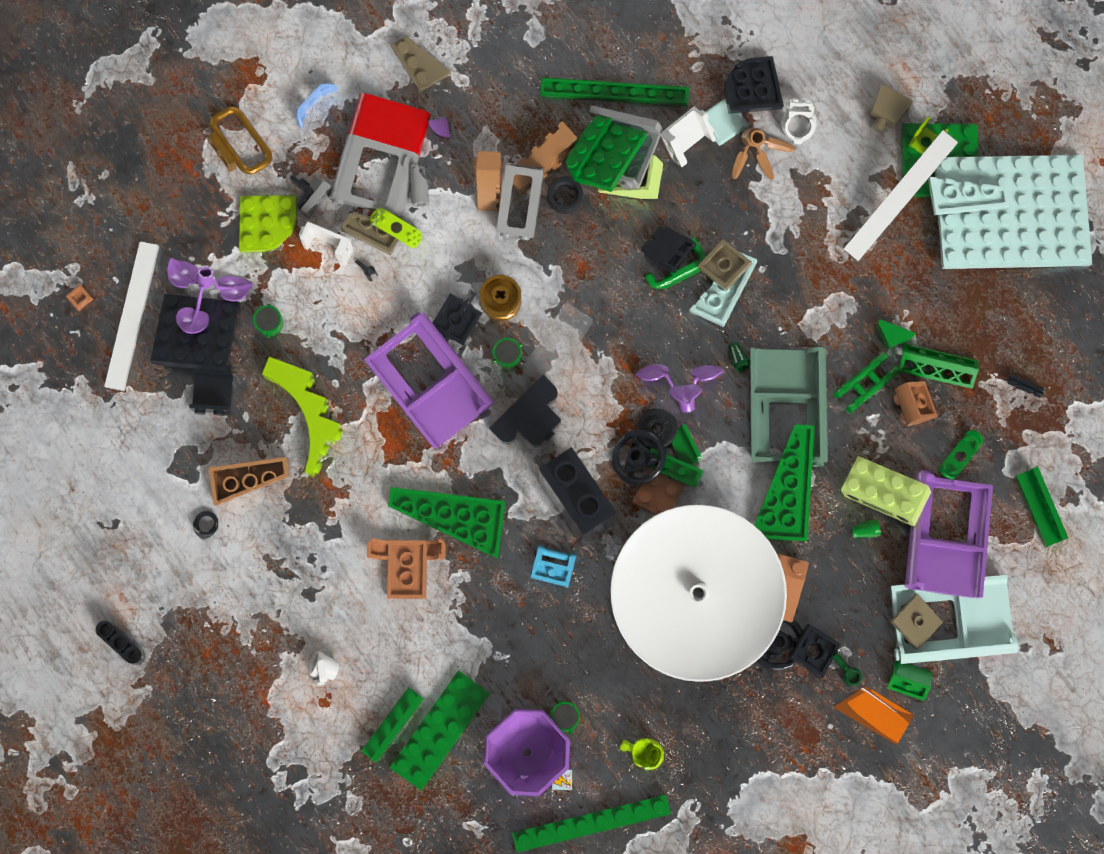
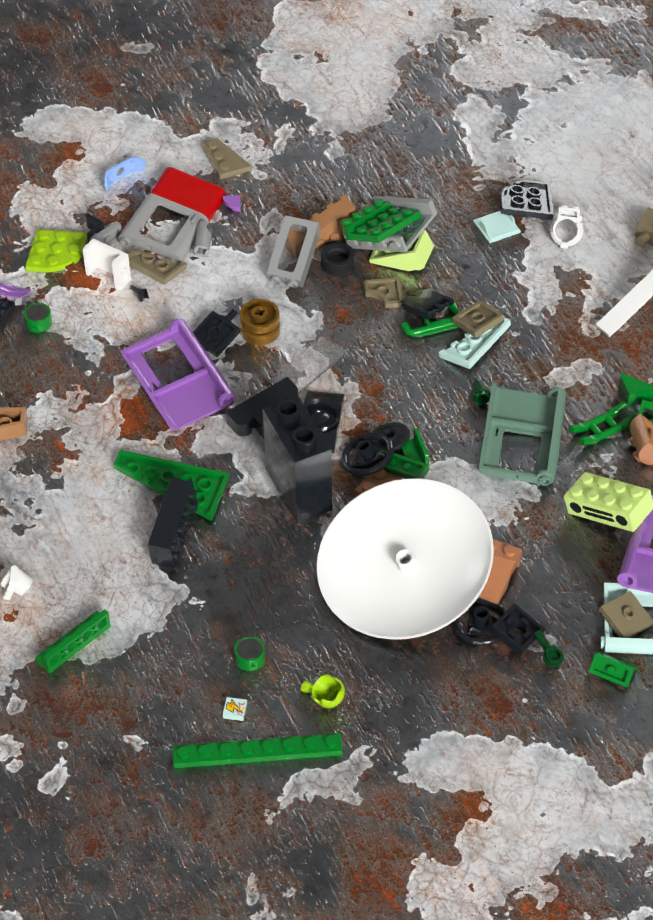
camera: 10 degrees right, 30 degrees down
(226, 151) = (34, 200): pearl gold bar -> none
(321, 430) = (54, 368): lime arch -> none
(406, 564) = (119, 511): nougat piece -> none
(408, 235) = (184, 268): lime piece -> none
(439, 730) = (119, 652): green plate -> none
(463, 581) = (173, 523): none -> black brick
(488, 179) = (267, 224): medium nougat wedge -> none
(507, 353) = (257, 365): piece -> none
(523, 731) = (200, 654): medium lavender rock -> none
(553, 572) = (262, 535): medium azure plate -> none
(584, 415) = (326, 412): none -> black slope
(614, 91) = (369, 190): green tile -> none
(622, 230) = (385, 290): none -> dark tan tile
(683, 394) = (421, 414): medium lavender plant -> none
(685, 133) = (459, 223): white panel -> none
(757, 140) = (520, 237): medium nougat plant -> none
(787, 501) = (512, 496): green wing -> none
(867, 529) = (586, 538): green cone -> none
(876, 713) = (575, 695): orange sticker -> none

